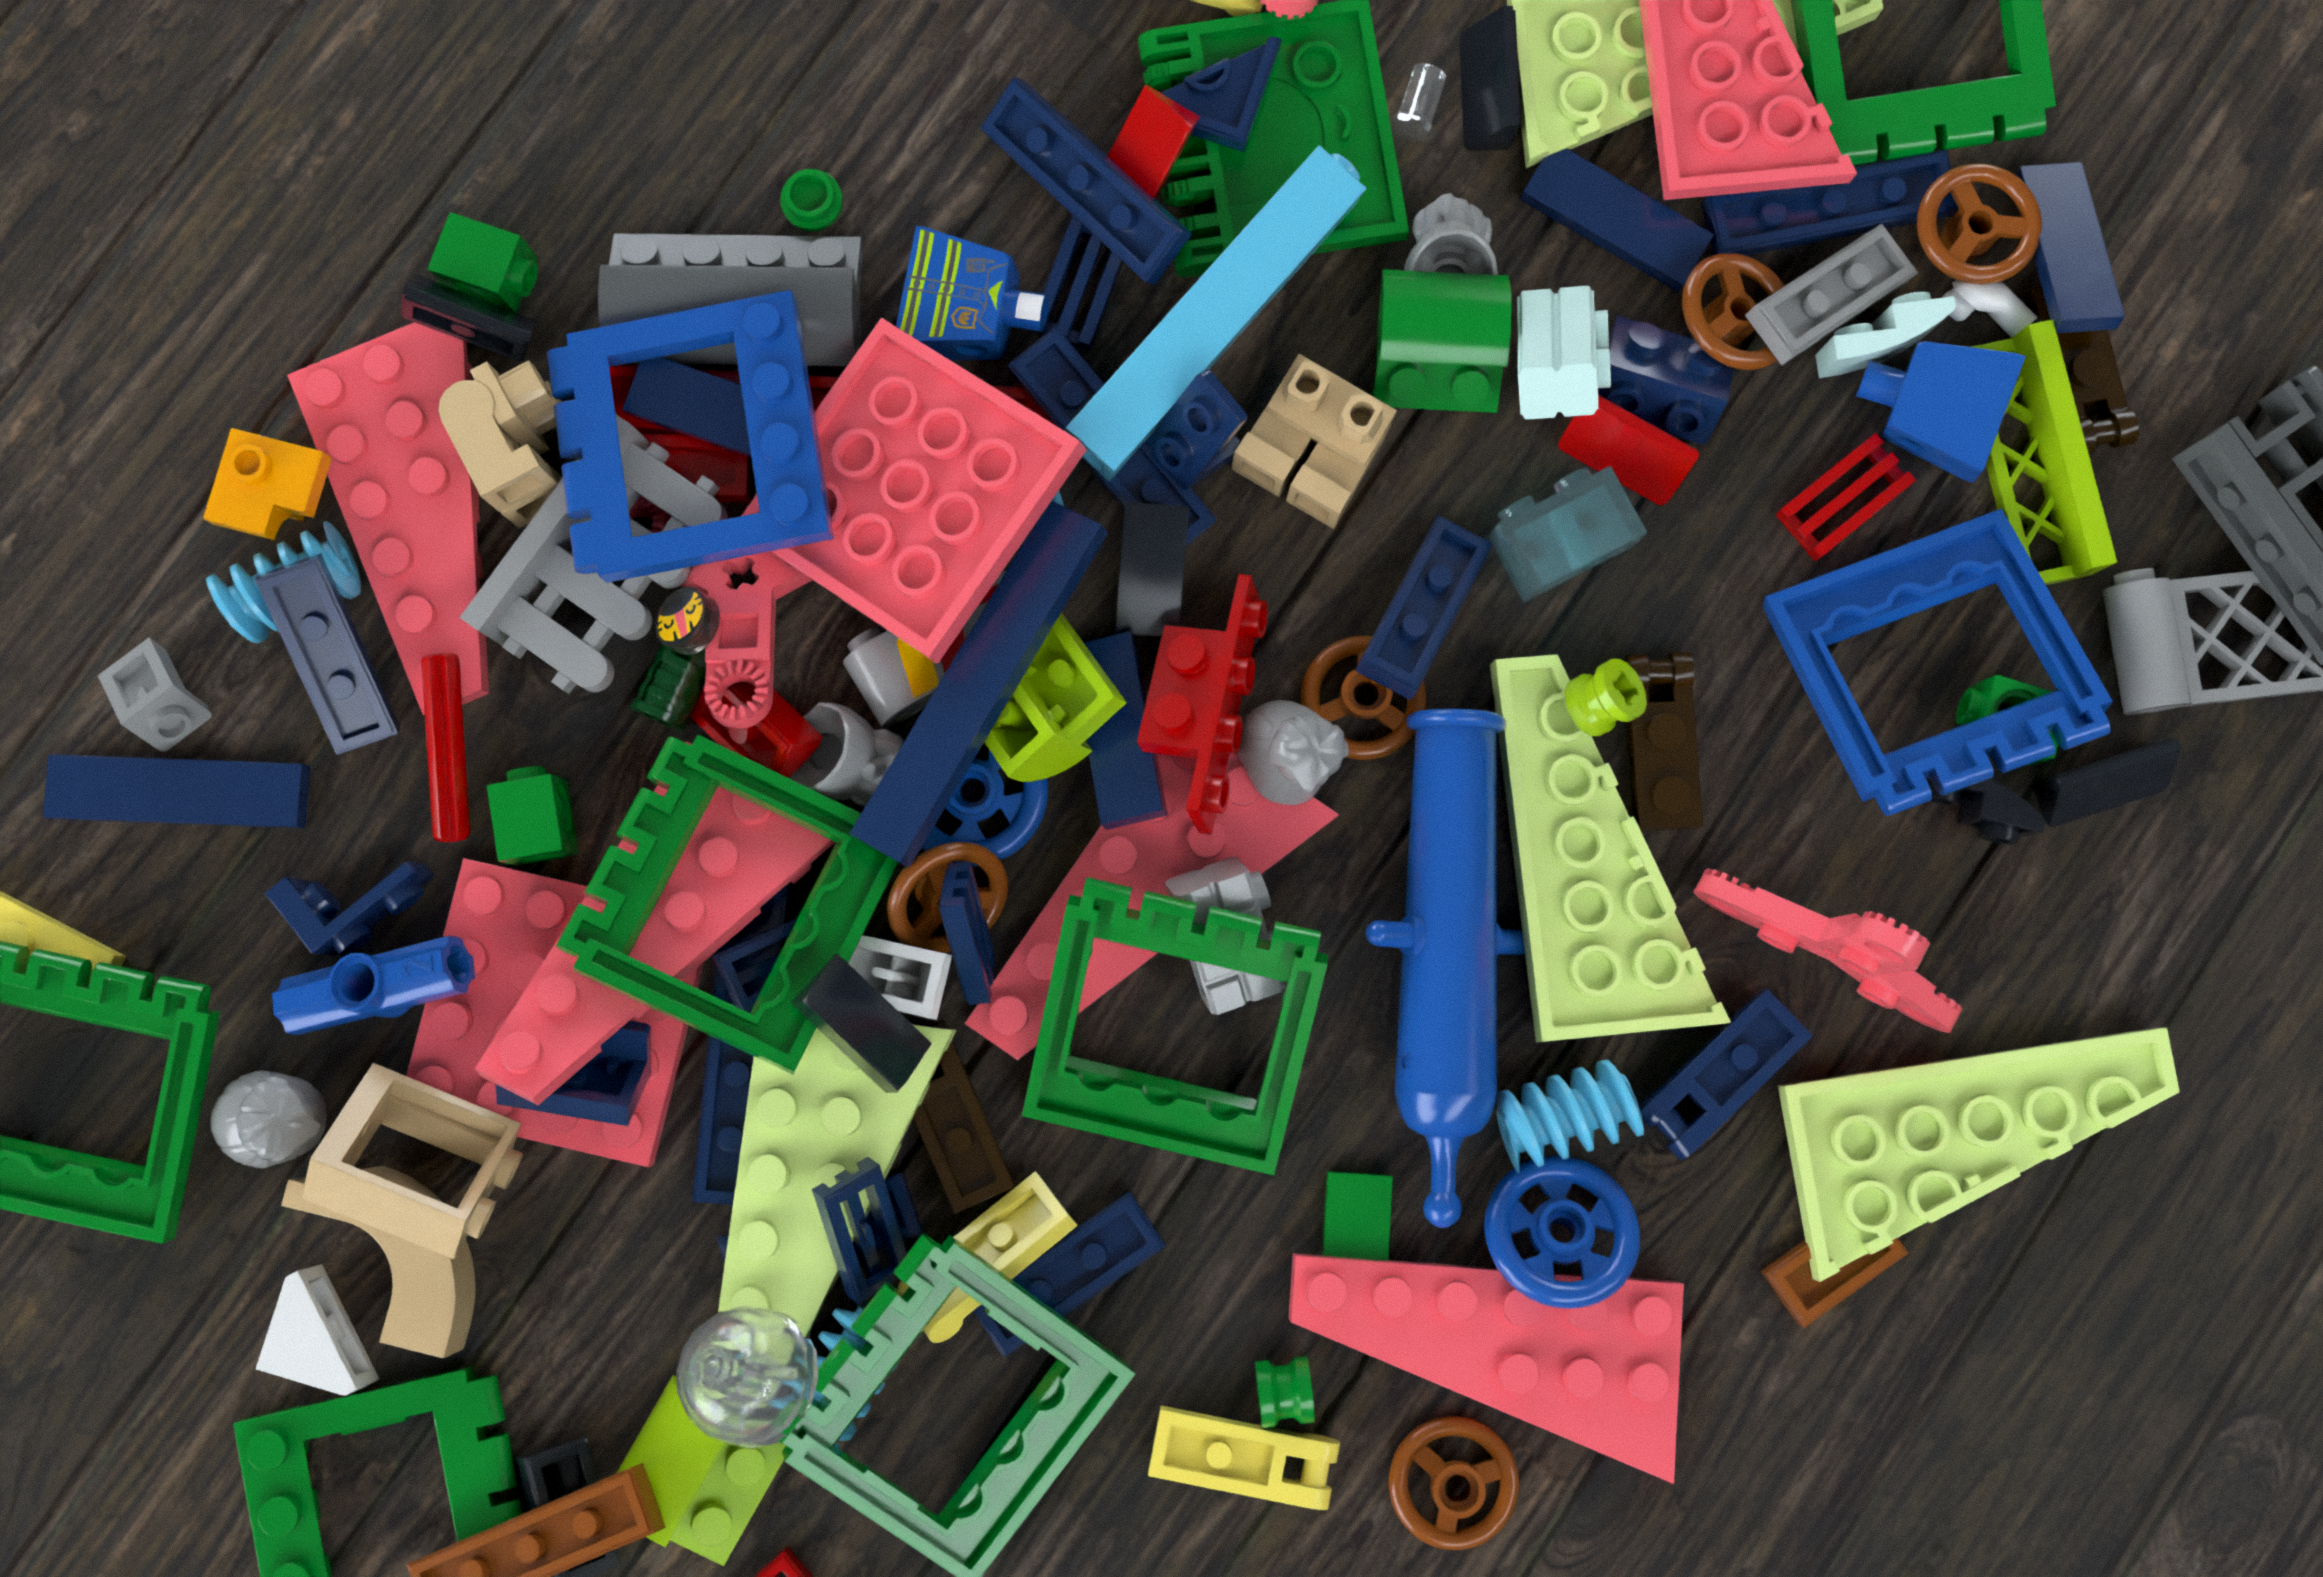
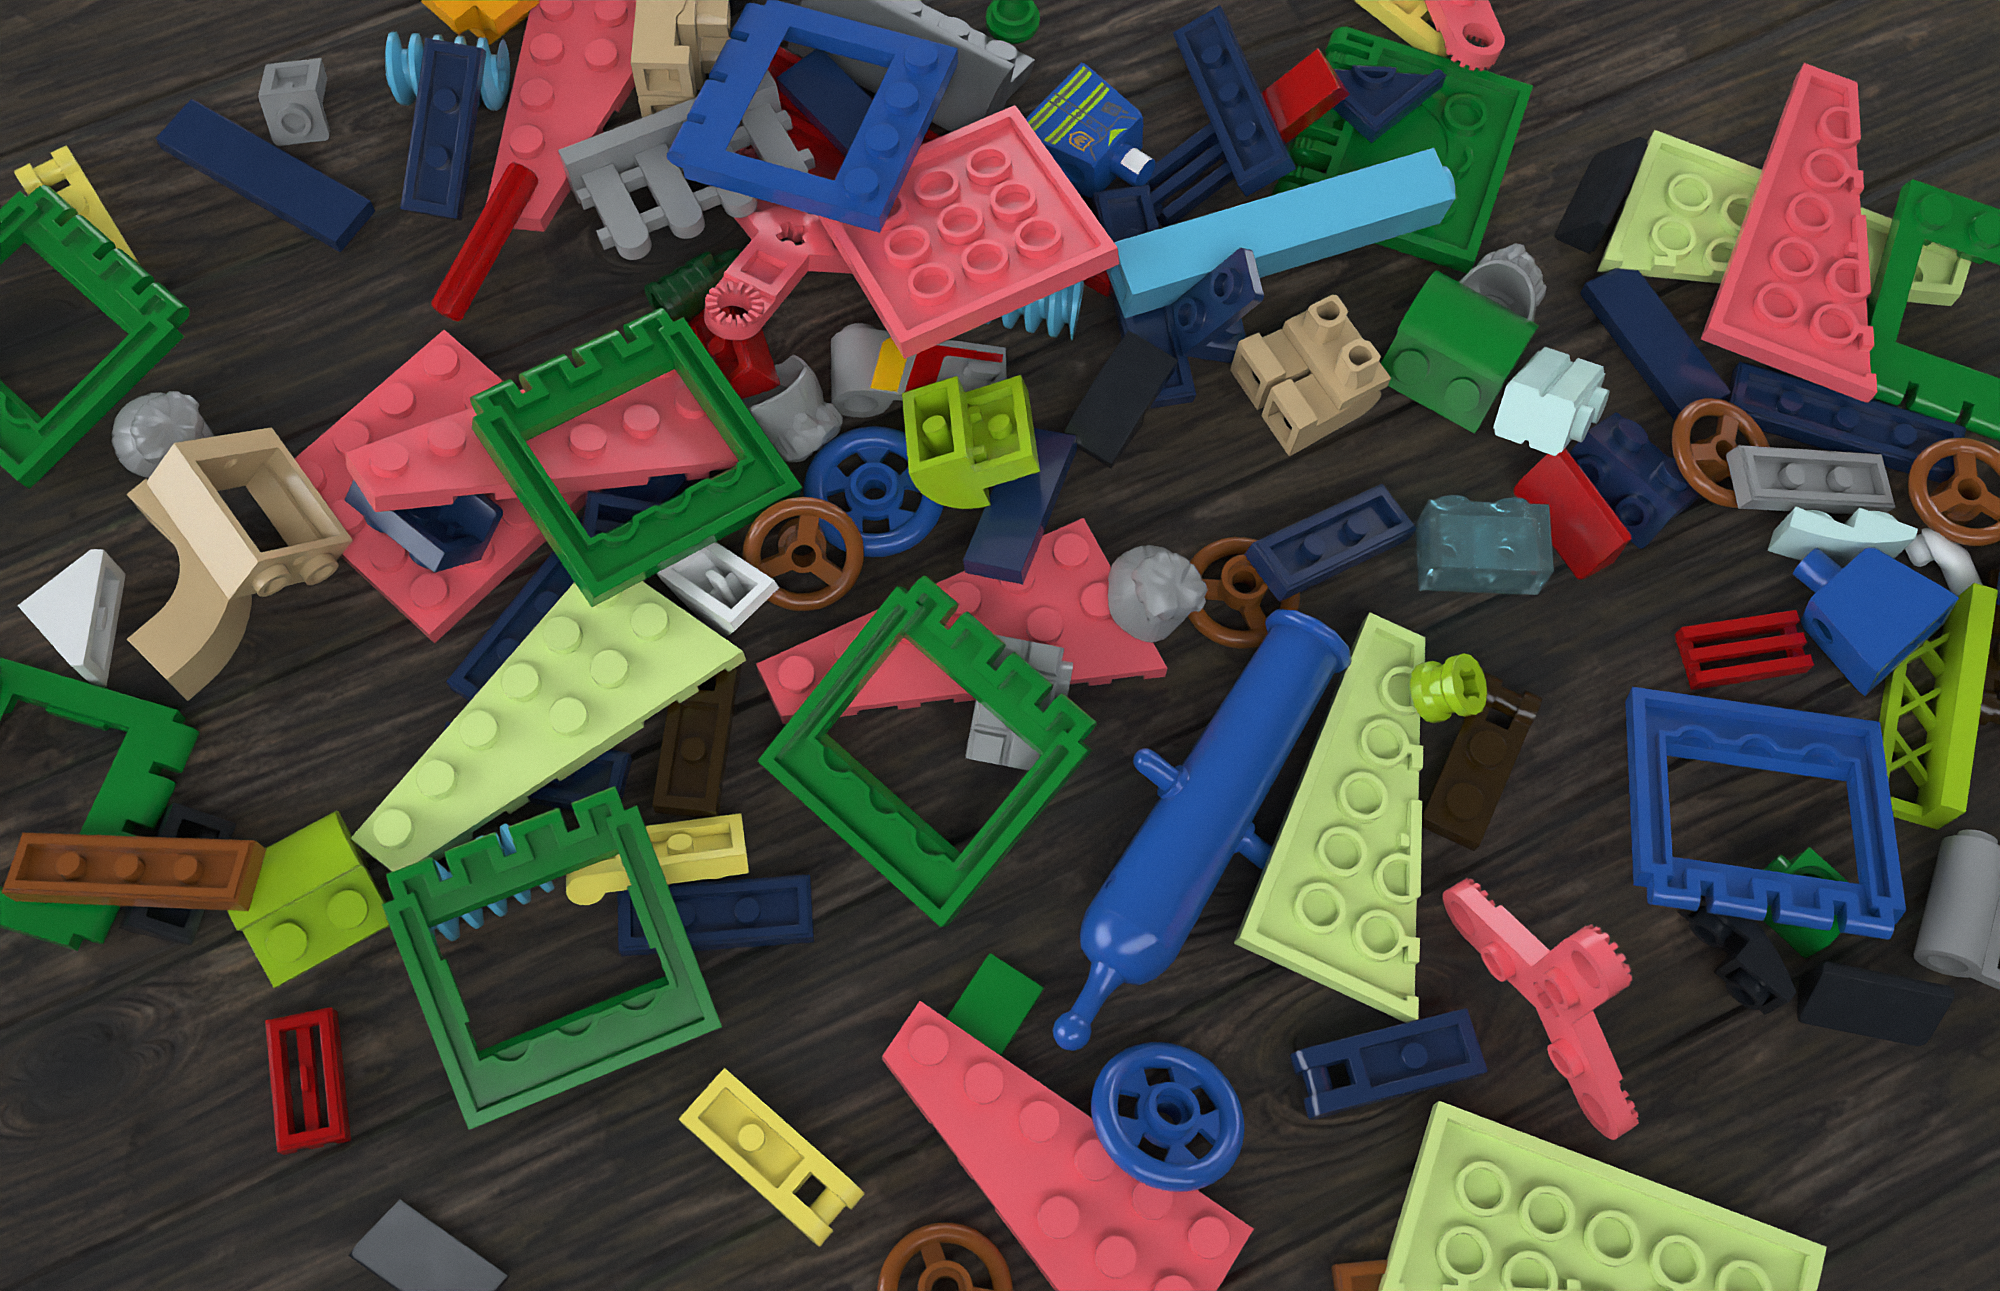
camera: 25 degrees right, 15 degrees down
(313, 908) = (322, 329): dark blue bracket -> none
(374, 985) = (312, 376): blue piece -> none
(532, 817) = (515, 326): green brick -> none
(687, 621) = (729, 240): tile -> none
(747, 1376) = (396, 814): clear cylinder -> none
(846, 1191) = (577, 715): dark blue tile -> none
(862, 1024) = (671, 594): black slope -> none
(967, 933) = (802, 583): dark blue tile -> none
(979, 683) = (927, 395): dark blue tile -> none
(1199, 696) = (1104, 508): red bracket -> none
(1284, 1392) = (840, 1116): green wheel -> none
(1419, 103) = (1532, 182): clear piece -> none
(1567, 1113) = (1229, 1015): medium azure piece -> none

